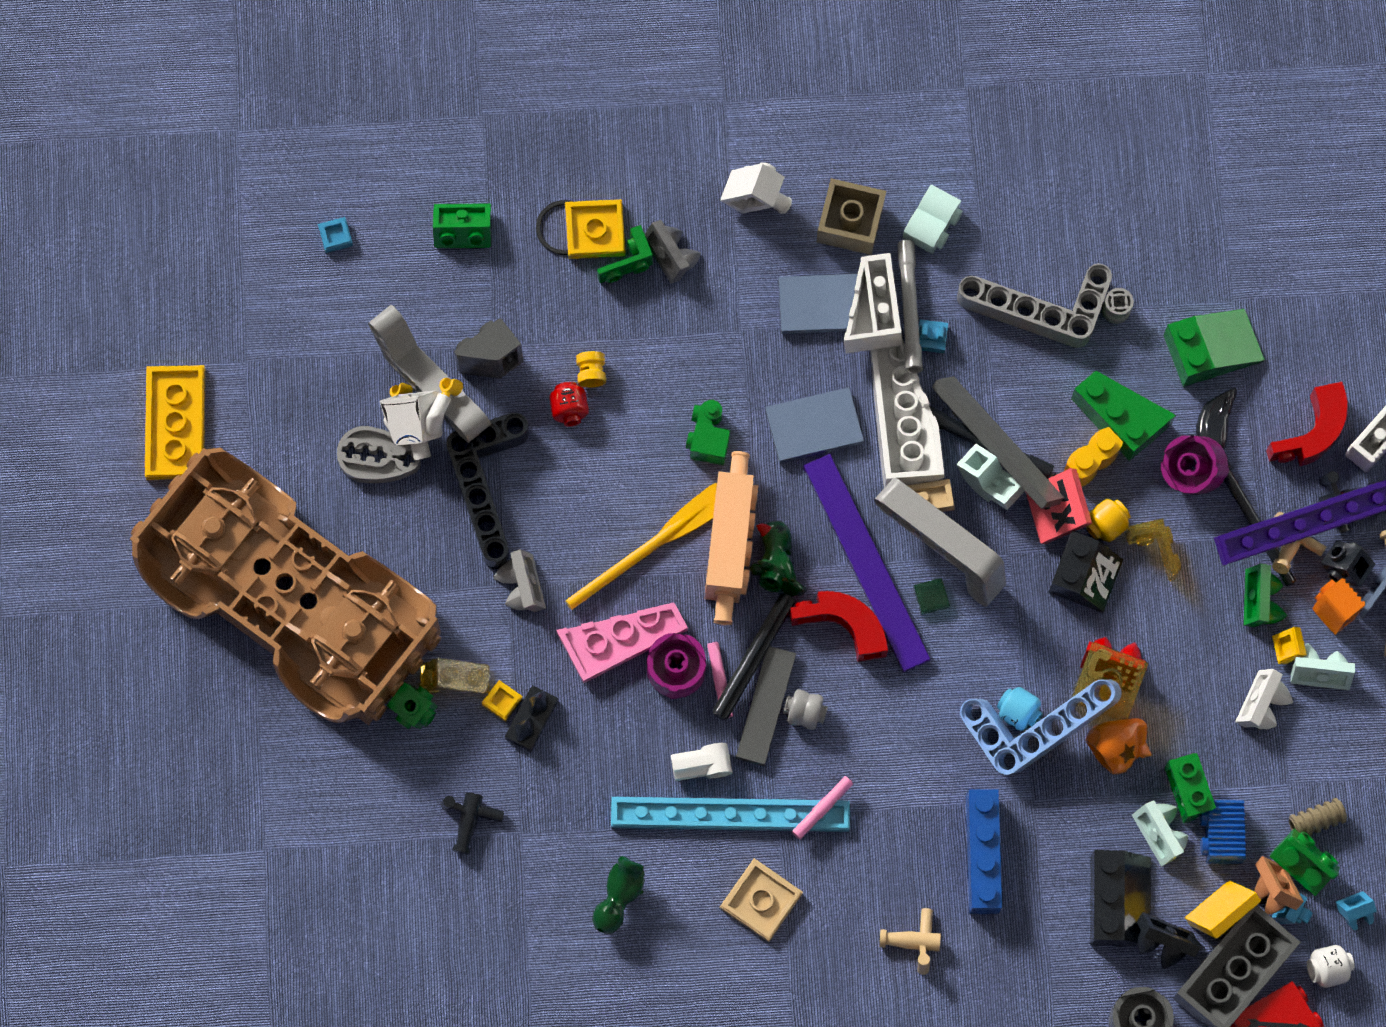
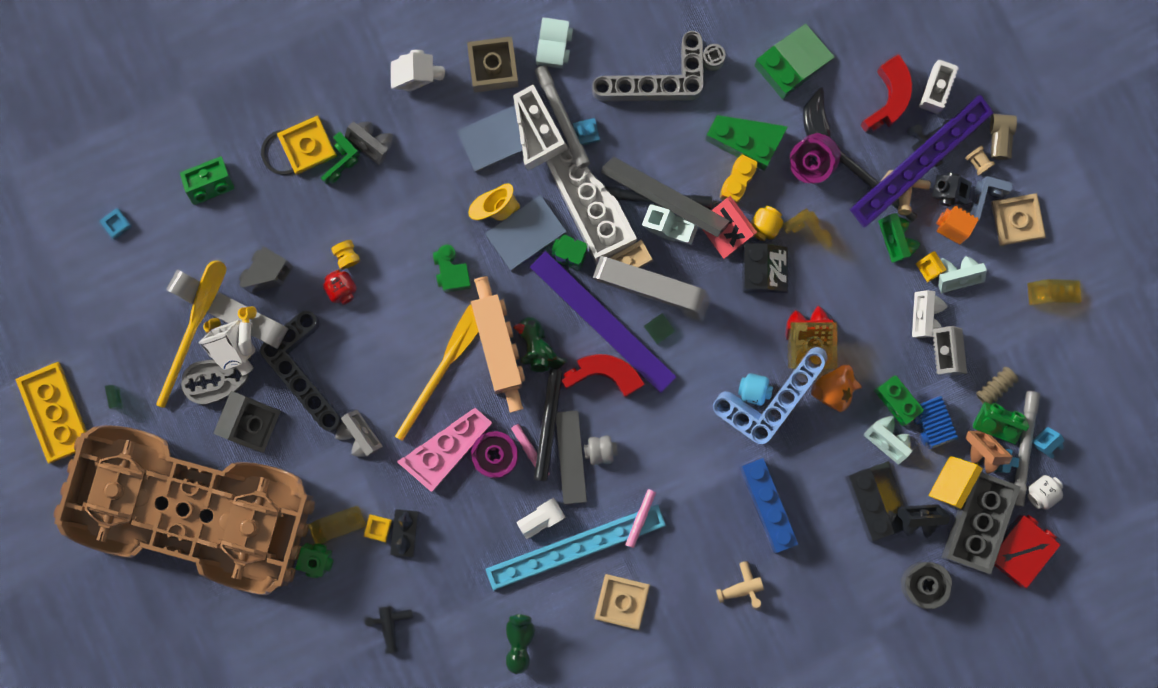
camera: 20 degrees left, 10 degrees up
(253, 429) = (113, 397): none -> clear green tile
(397, 517) = (247, 422): none -> dark grey slope
(414, 344) = (206, 292): none -> yellow piece
(793, 378) = (495, 204): none -> yellow piece
(858, 463) = (569, 252): none -> green brick
(1274, 752) = (949, 351): none -> light grey brick
(1348, 864) = (1030, 411): none -> light grey piece

